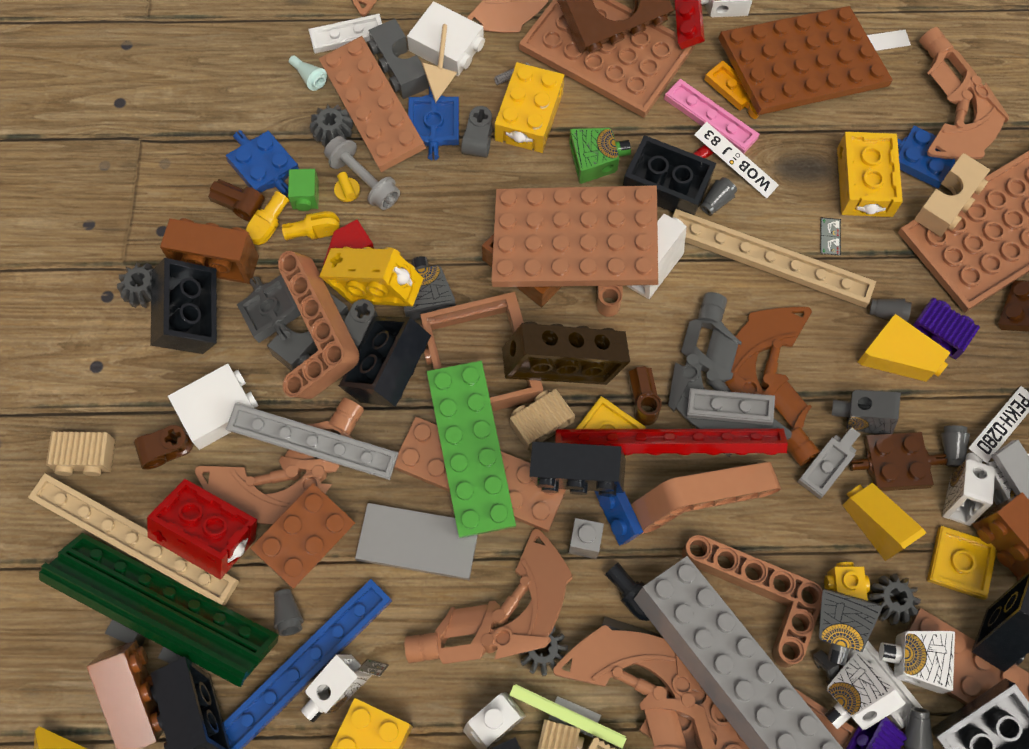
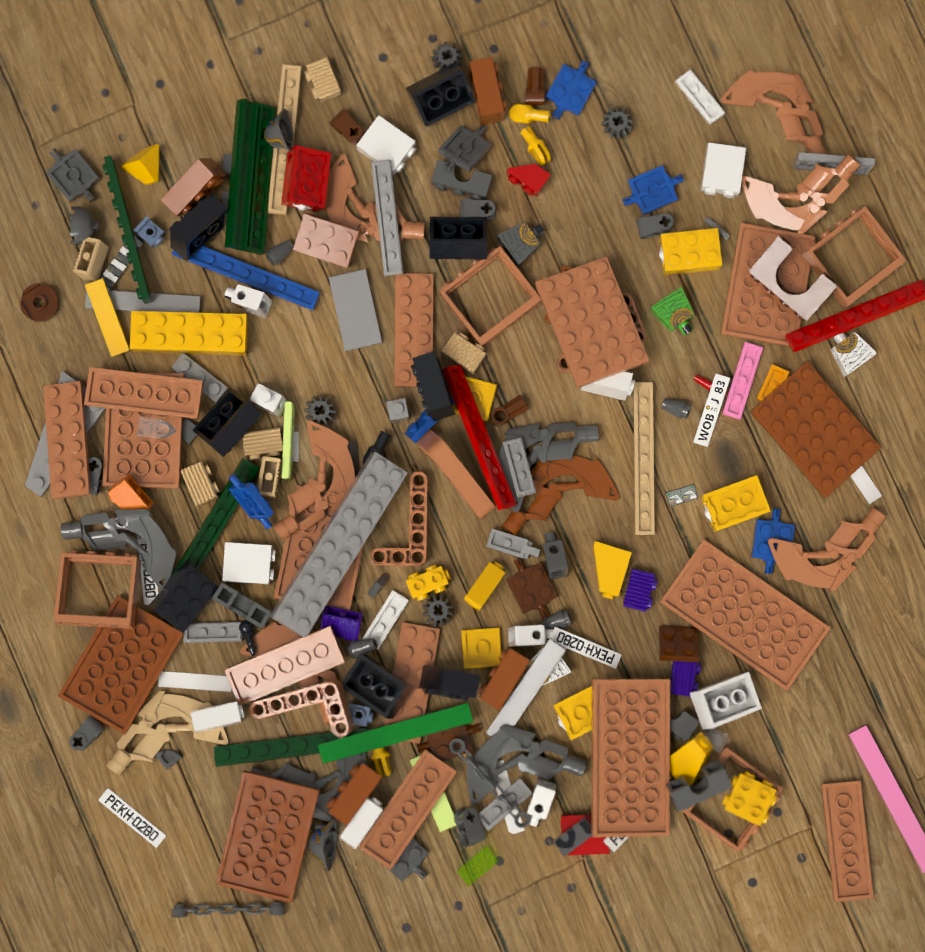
camera: 65 degrees right, 15 degrees up
(117, 538) = (279, 131): none -> dark grey hat
(303, 189) = (560, 128): bright green brick -> none
(312, 75) = (652, 90): light aqua cone -> none
(336, 349) = (465, 187): nougat beam -> none
(341, 153) = (598, 139): light grey piece -> none
(346, 188) = (575, 155): yellow plate -> none
(372, 104) = (647, 141): nougat plate -> none
(372, 275) = (508, 204): yellow piece -> none
(373, 667) = (268, 317): light grey sticker -> none
(405, 74) = (700, 130): dark grey arch -> none
(438, 76) = (684, 178): tan piece -> none
(471, 449) = (423, 316): bright green plate -> none
(542, 574) = (361, 396): nougat piece -> none
(565, 353) = (507, 349): dark brown brick -> none
(677, 173) = (673, 368): black brick -> none
(846, 623) = (406, 580): torso -> none
(861, 695) = (368, 604): white torso -> none
(889, 307) = (639, 552): dark grey cone -> none
(922, 659) = (405, 633): white torso -> none
(962, 180) = (722, 562): tan arch -> none

